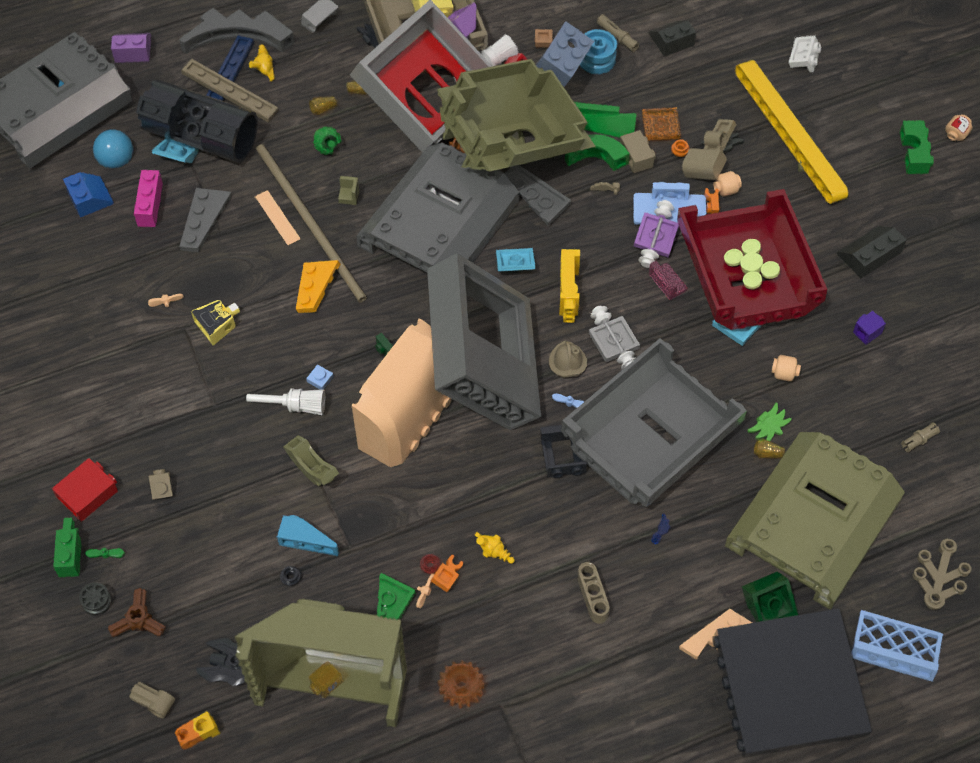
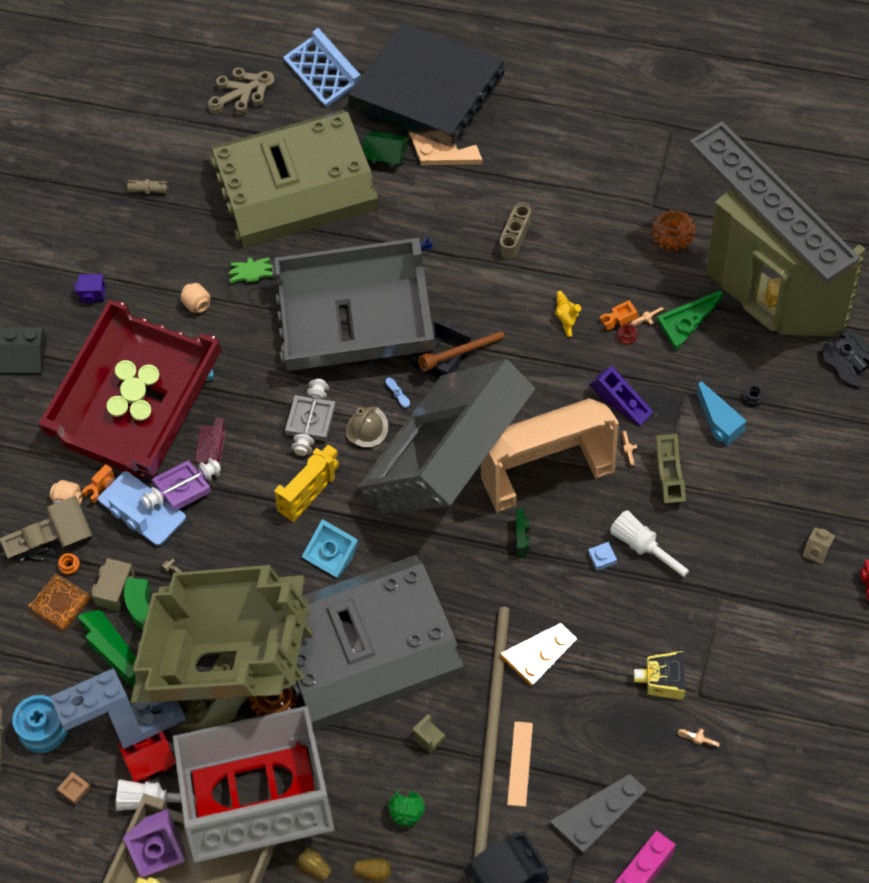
camera: 140 degrees left, 0 degrees up
(348, 646) = (774, 202): none -> dark grey plate
(359, 469) = (628, 448): none -> light nougat piece
(397, 502) = (620, 395): none -> dark purple slope
(557, 421) = (428, 361): none -> dark orange piece
(767, 449) = (275, 248): clear yellow cone -> none

